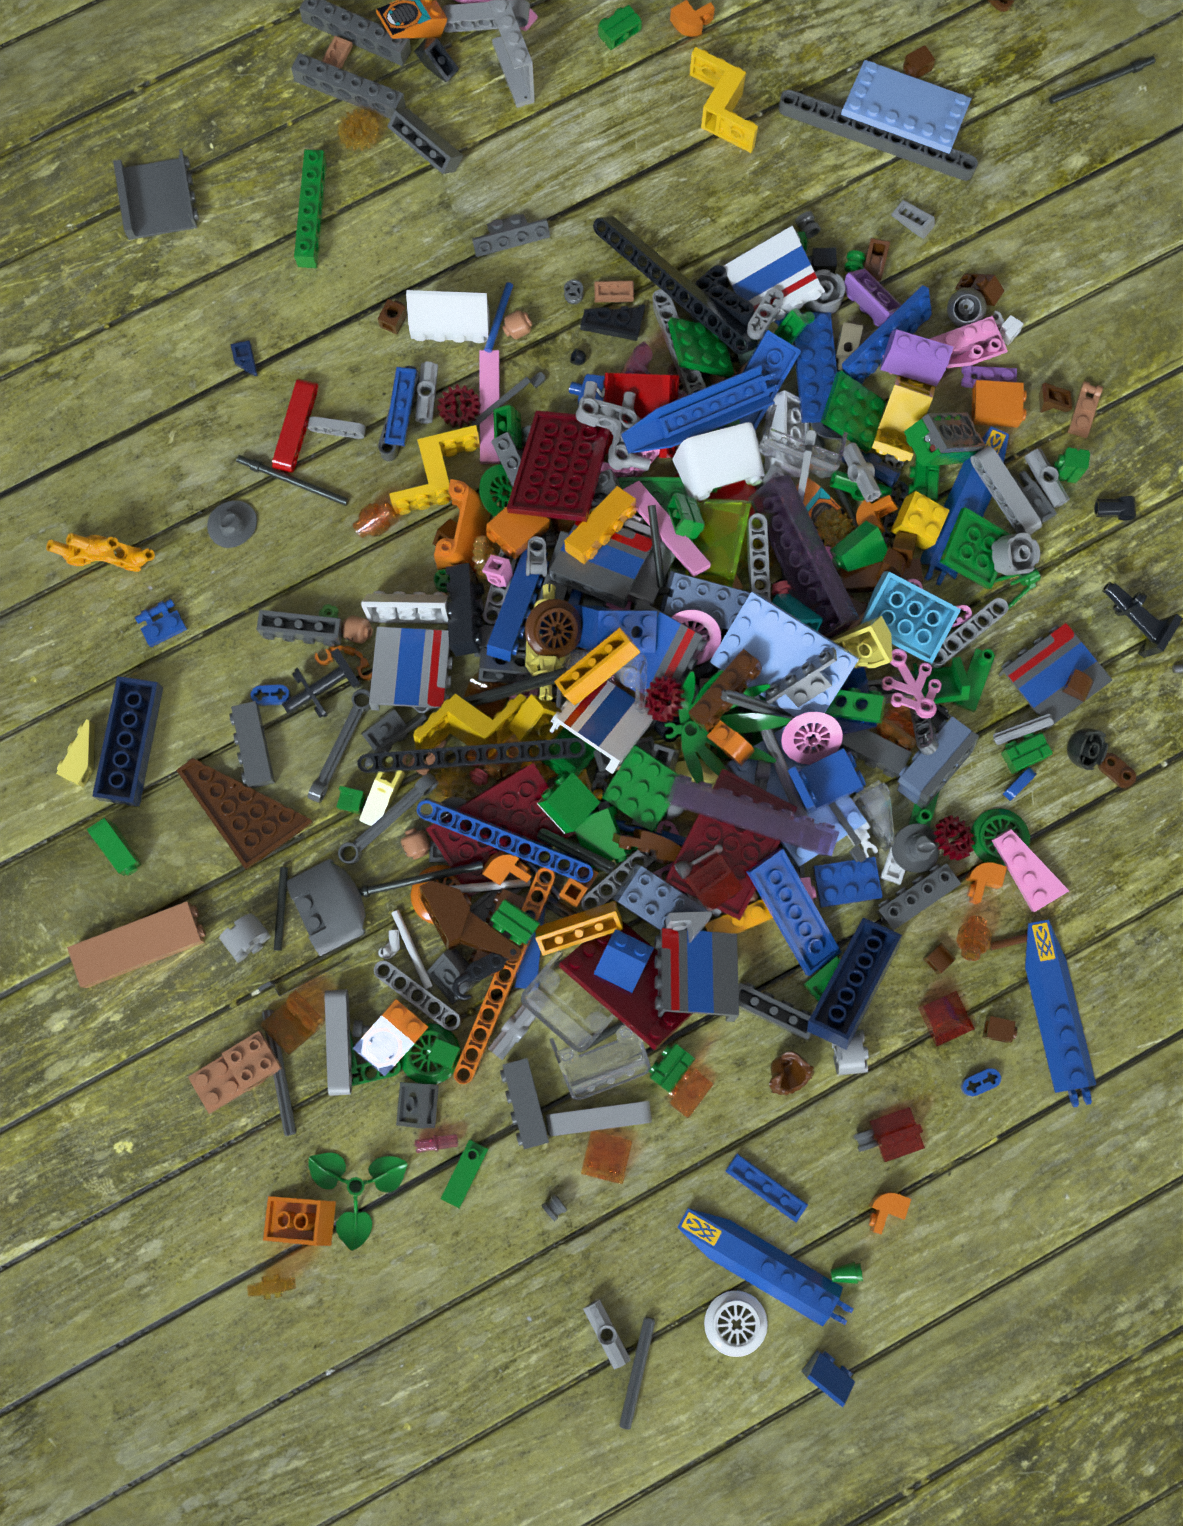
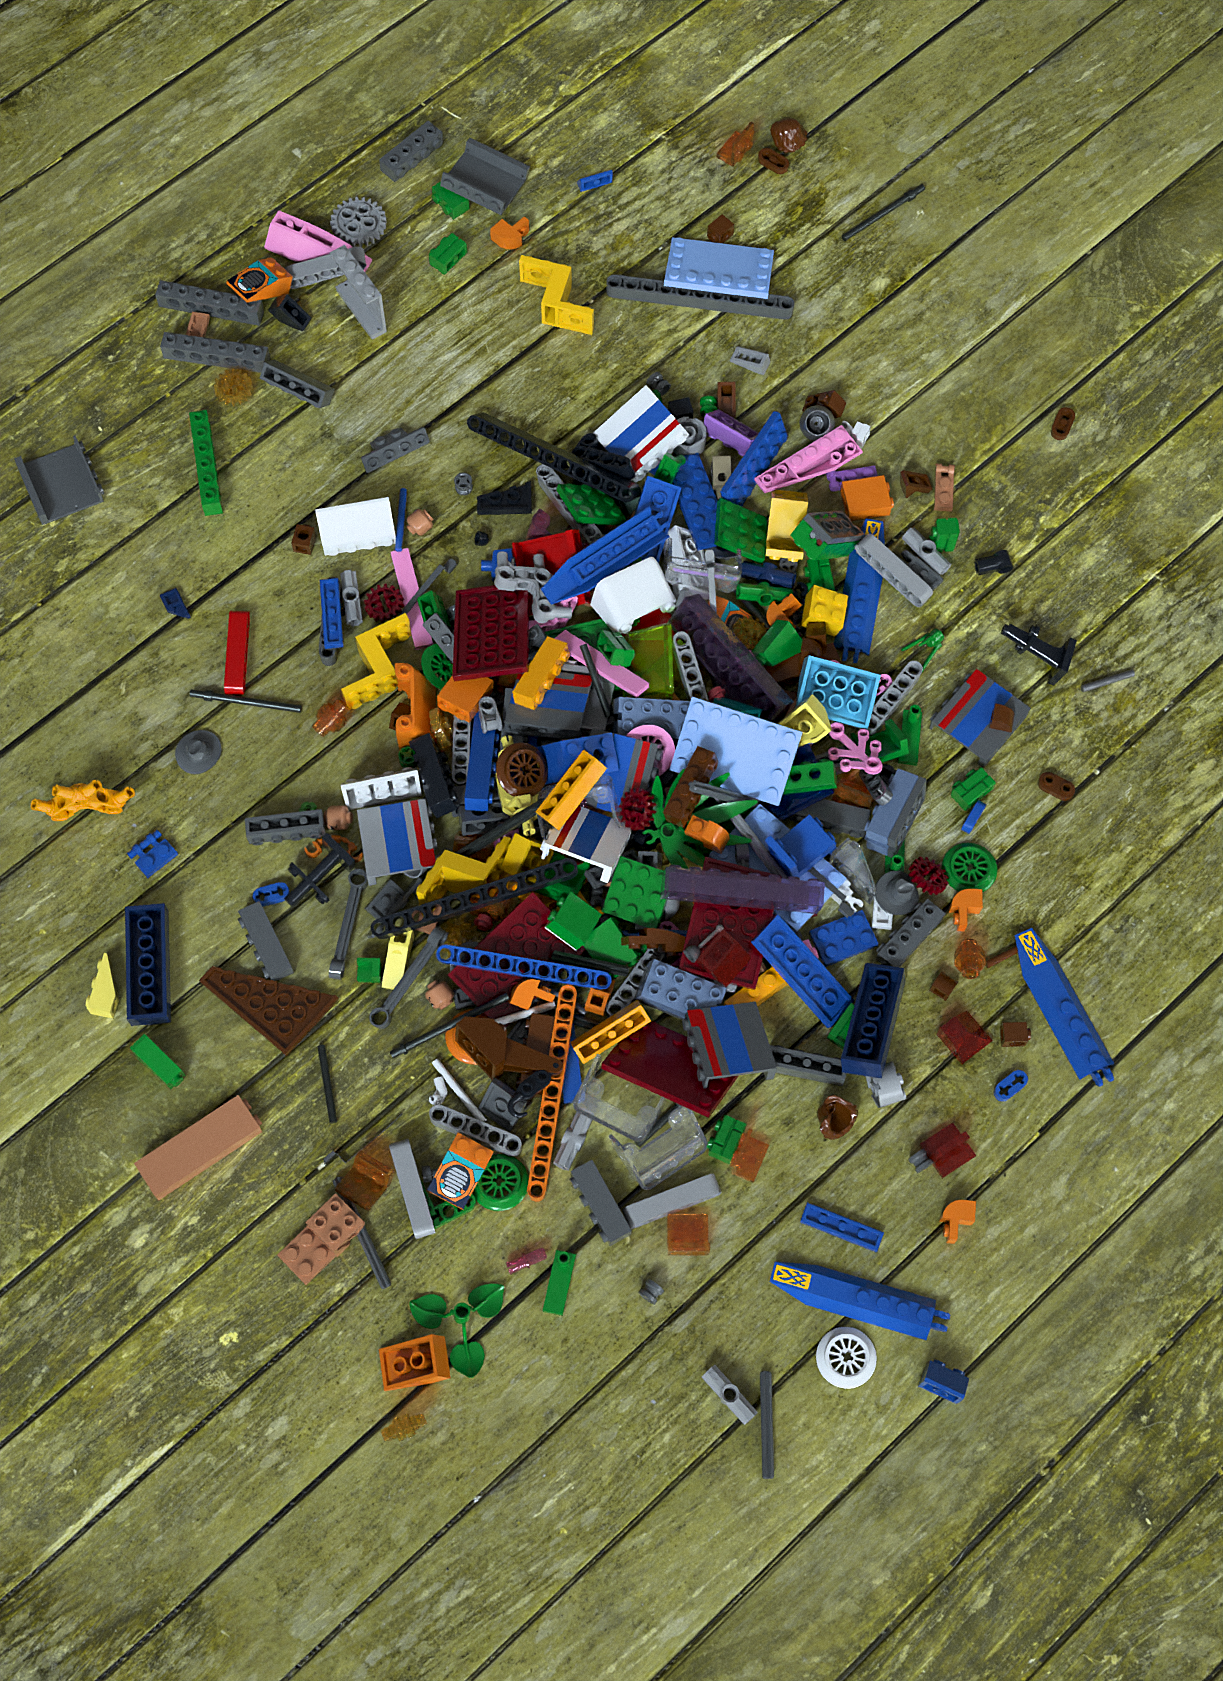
camera: 15 degrees left, 10 degrees down
(244, 937) = (300, 1114): light grey brick -> none
(328, 906) = (372, 1070): dark grey slope -> none
(336, 427) = (276, 646): light grey beam -> none
(417, 1105) = (499, 1229): dark grey bracket -> none
(443, 1053) = (513, 1174): green brick -> none
(495, 575) = (457, 739): bright pink brick -> none
(515, 922) = (550, 1038): green brick -> none
(613, 291) = (499, 476): nougat plate -> none
(623, 960) = (659, 1047): blue slope -> none
(691, 920) = (711, 996): light grey slope -> none
(765, 306) = (639, 456): light grey beam -> none
(805, 682) = (760, 763): dark grey bracket -> none
(809, 756) = (779, 831): bright pink piece -> none
(847, 1273) = (937, 1284): green cone -> none
(861, 472) = (762, 579): light grey piece -> none
(916, 357) = (784, 472): medium lavender slope -> none
(971, 548) = (880, 623): green plate -> none
(1015, 554) = (916, 620): light grey brick -> none
(1023, 729) = (964, 768): light grey axle -> none
(1030, 874) = (1007, 894): bright pink wing -> none
(1087, 748) = (1025, 771): pearl dark grey cylinder -> none

